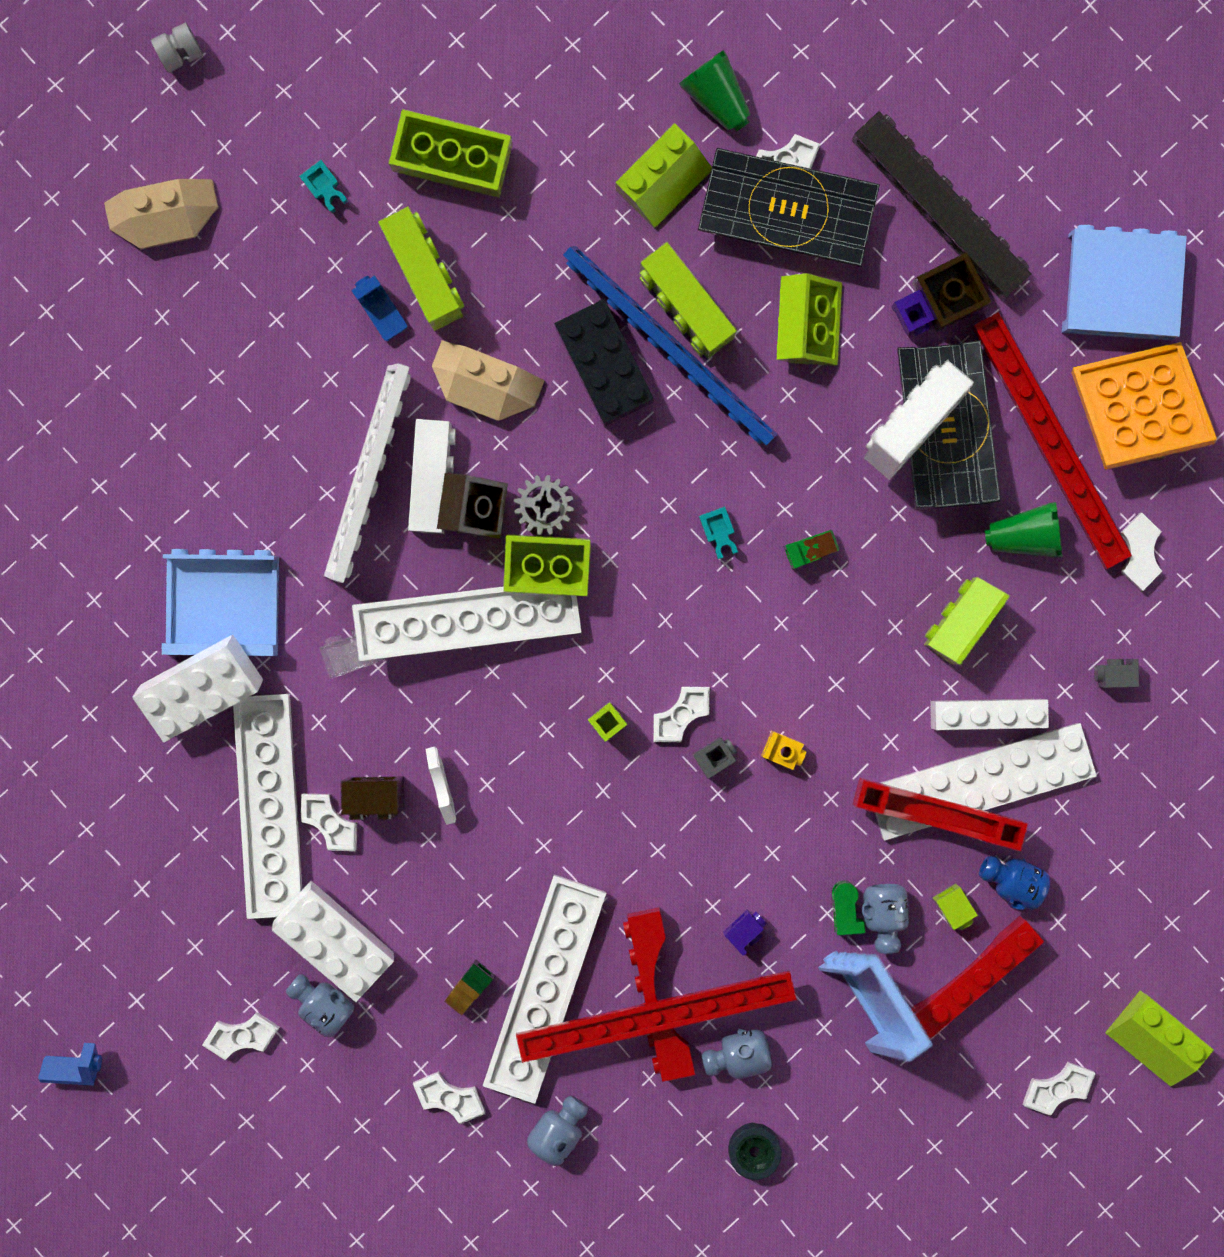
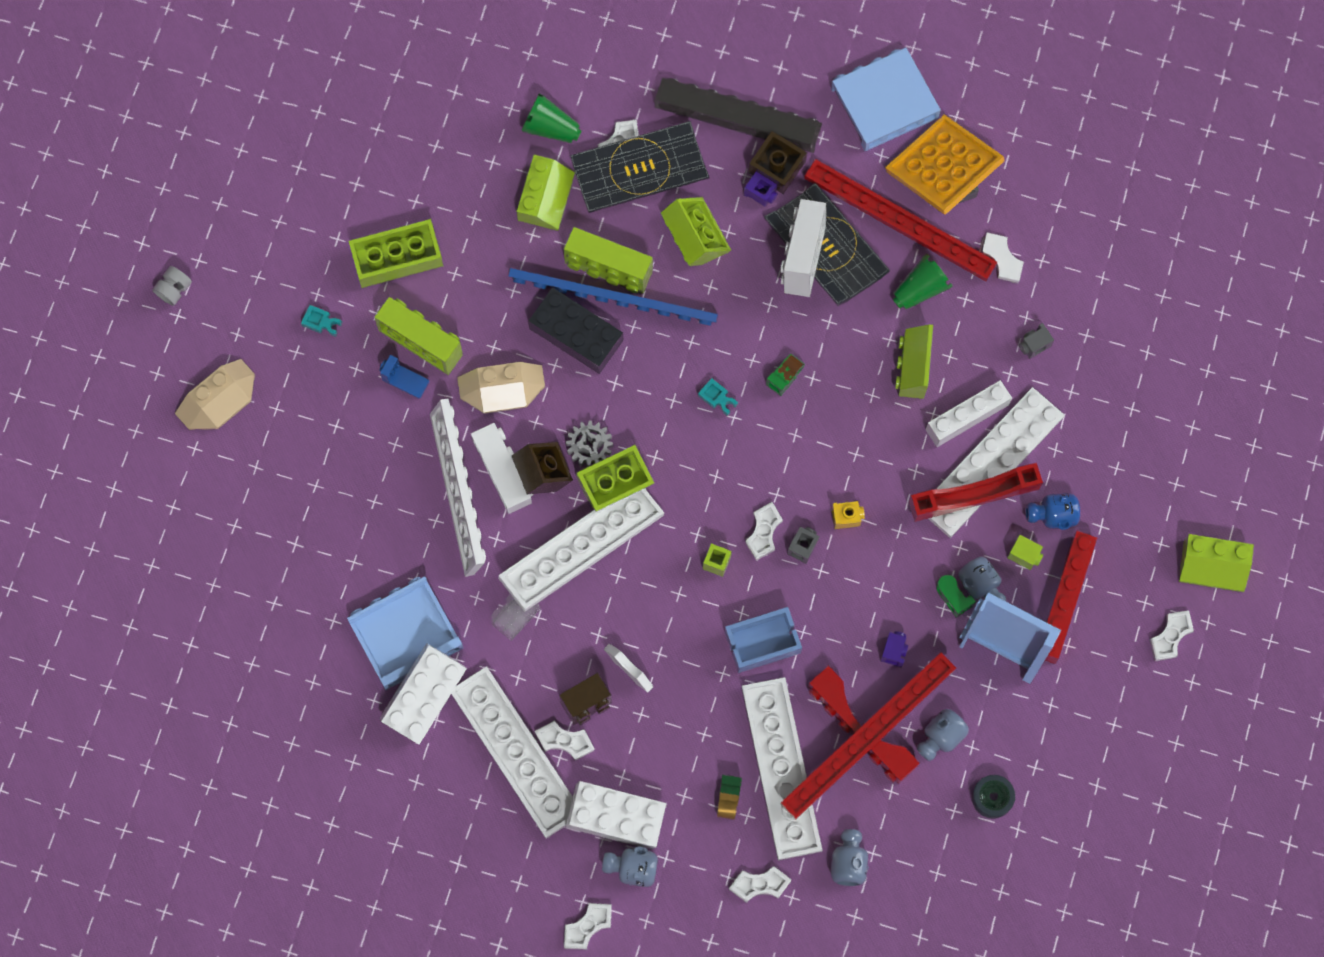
camera: 30 degrees left, 15 degrees down
(605, 840) = (763, 640): none -> medium blue piece

